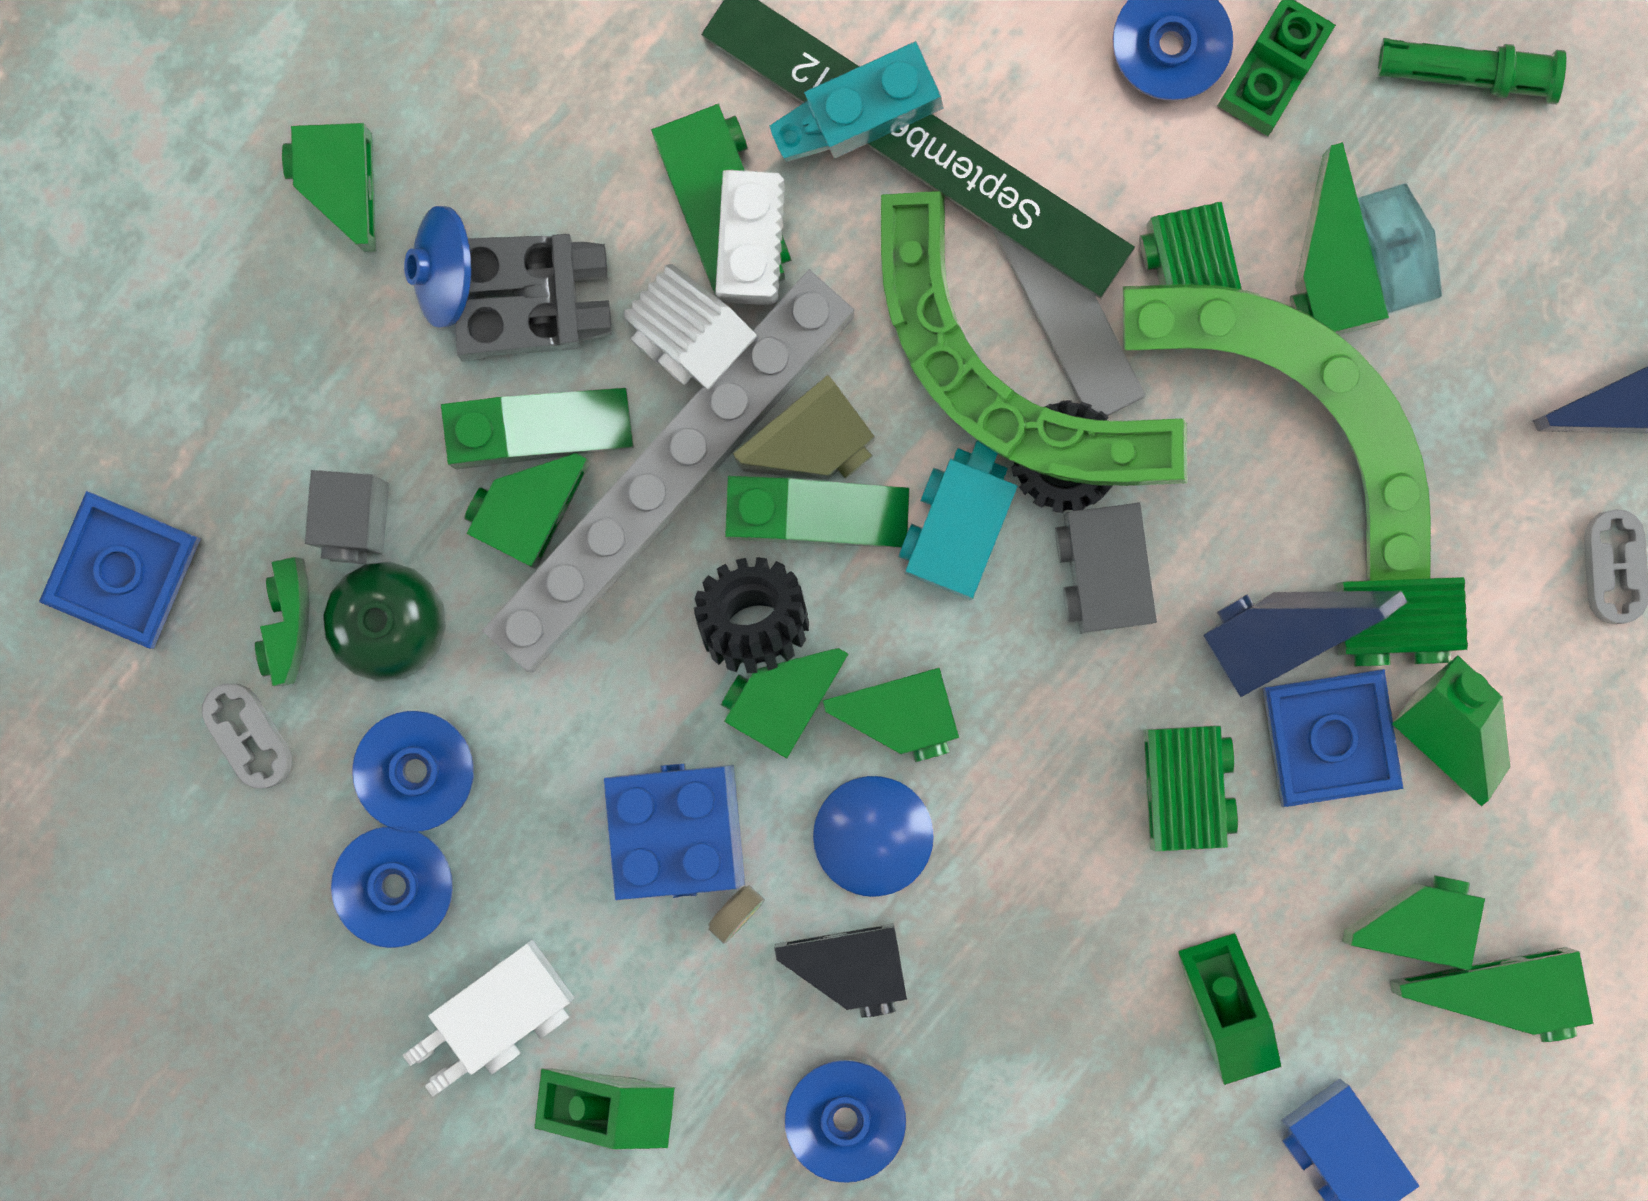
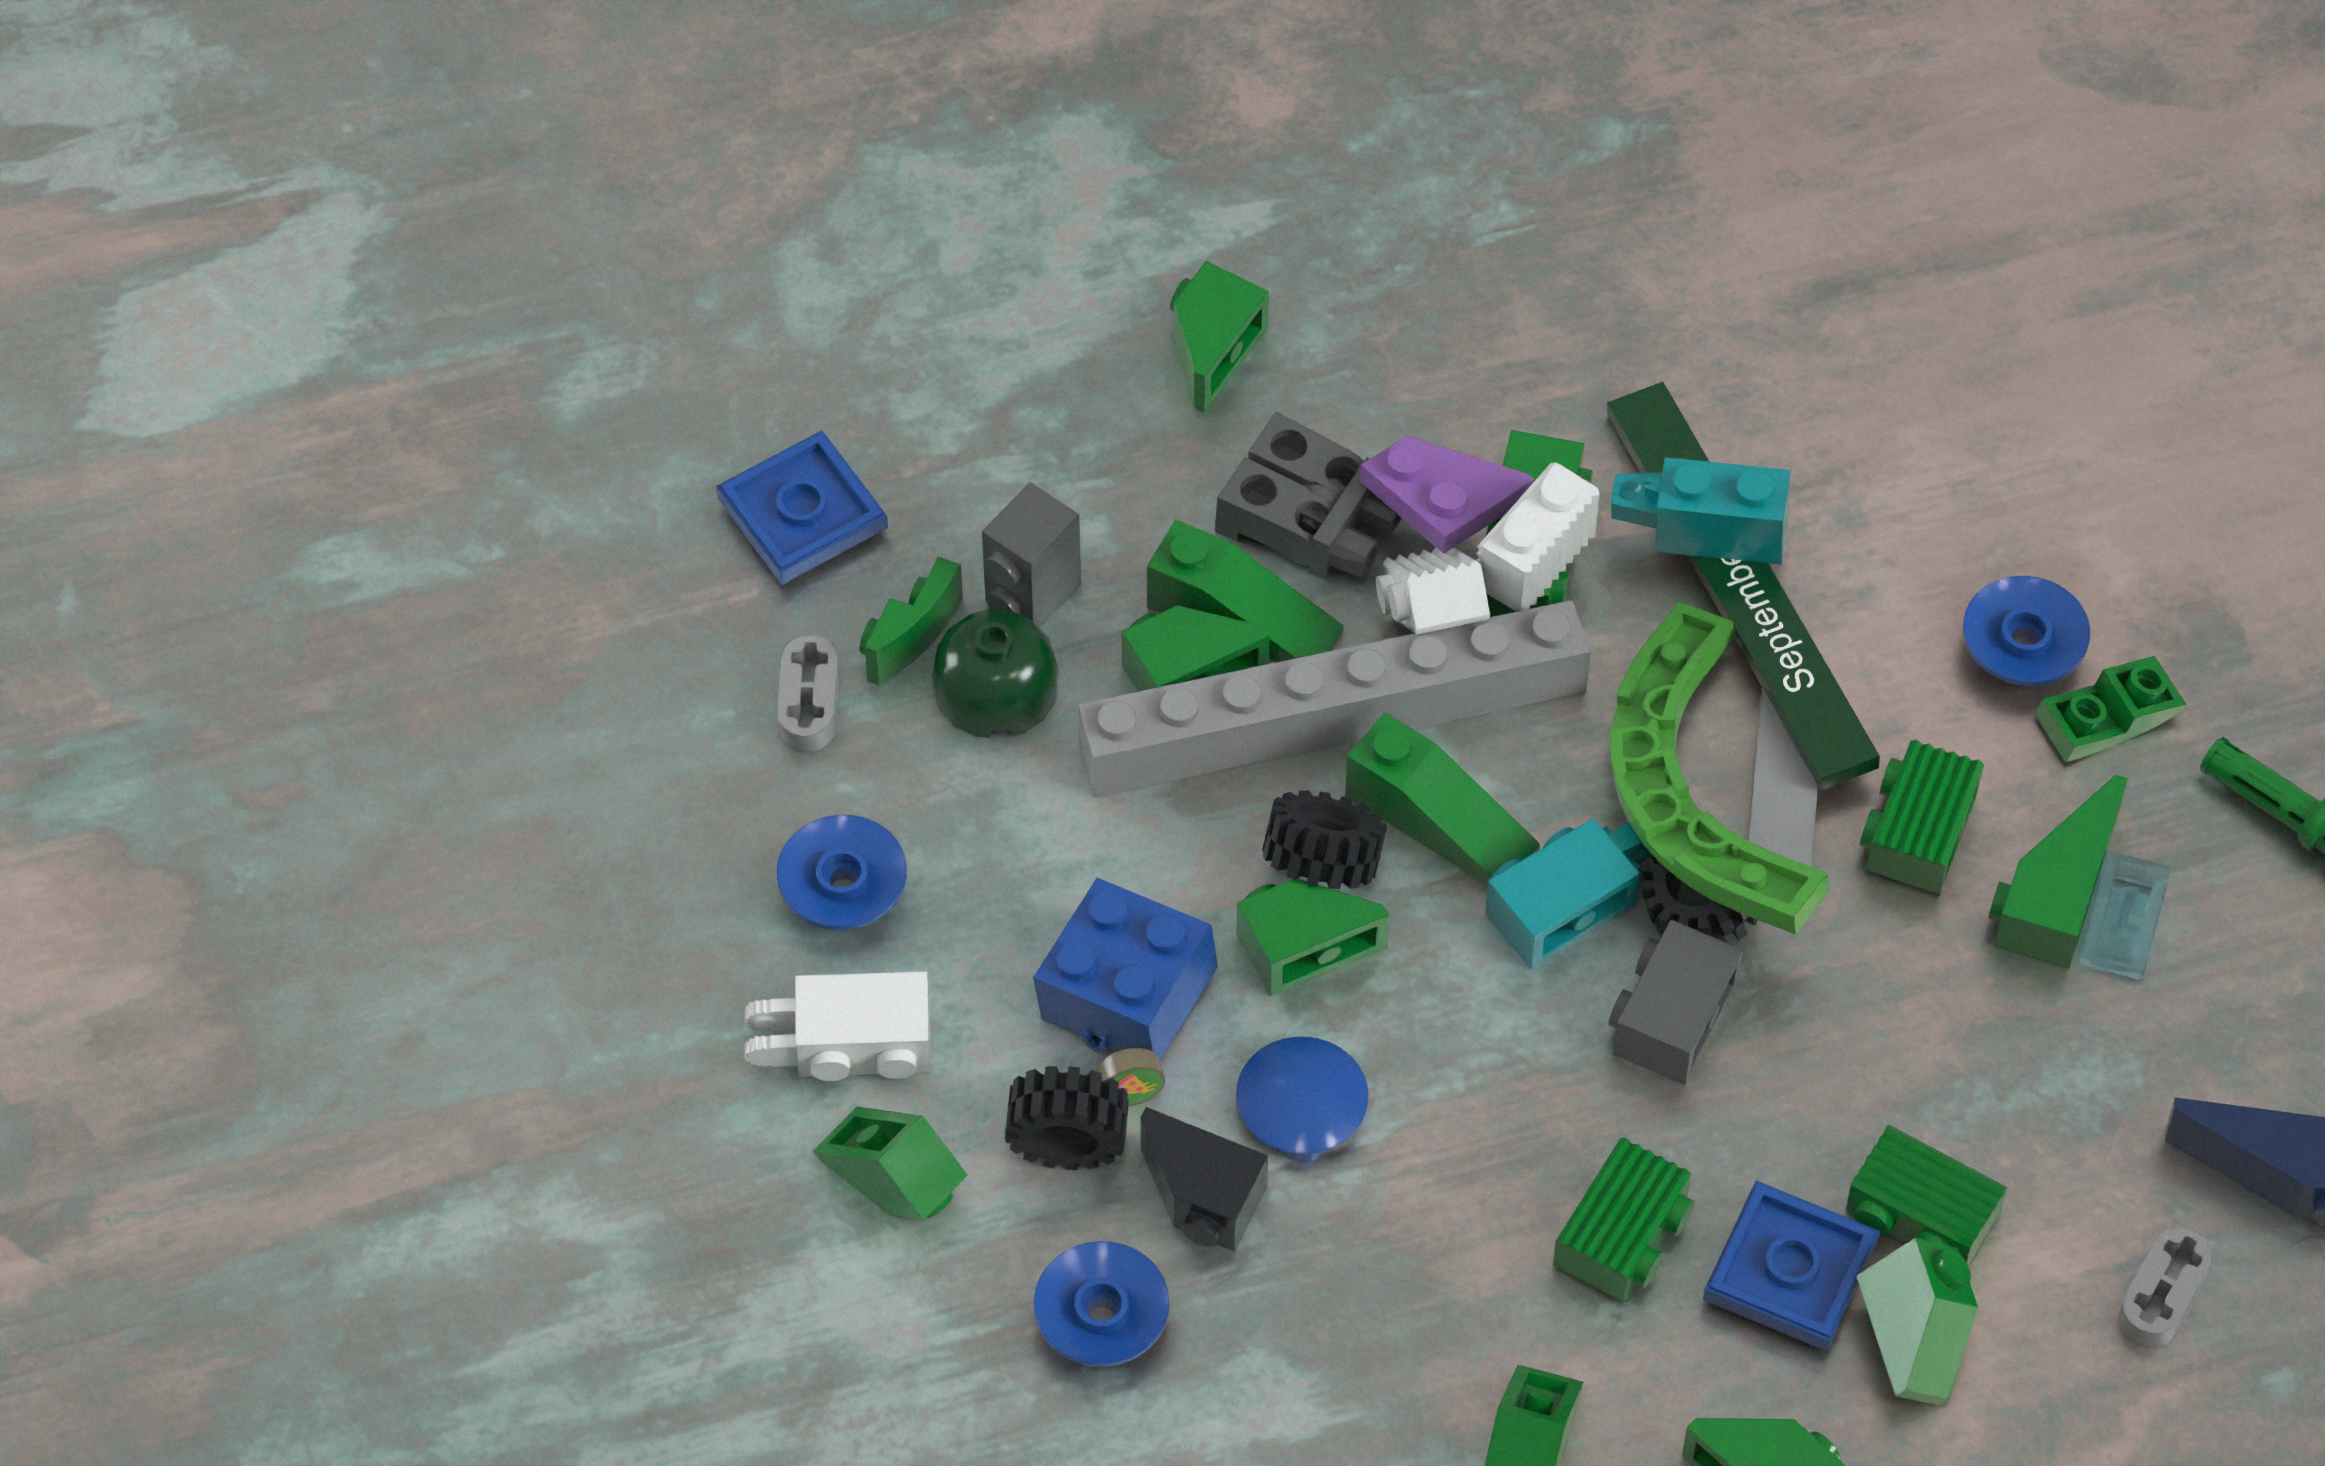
camera: 30 degrees right, 30 degrees down
(382, 779) = (931, 773): blue dish -> none
(440, 266) = (1249, 427): blue dish -> none
(638, 232) = (1442, 490): none -> medium lavender wing
(719, 994) = (1066, 1118): none -> black tyre
(810, 438) = (1480, 721): olive slope -> none
(901, 714) = (1399, 1002): green slope -> none
(1290, 628) = (1803, 1131): dark blue slope -> none
(1332, 371) = (1990, 938): bright green plate -> none

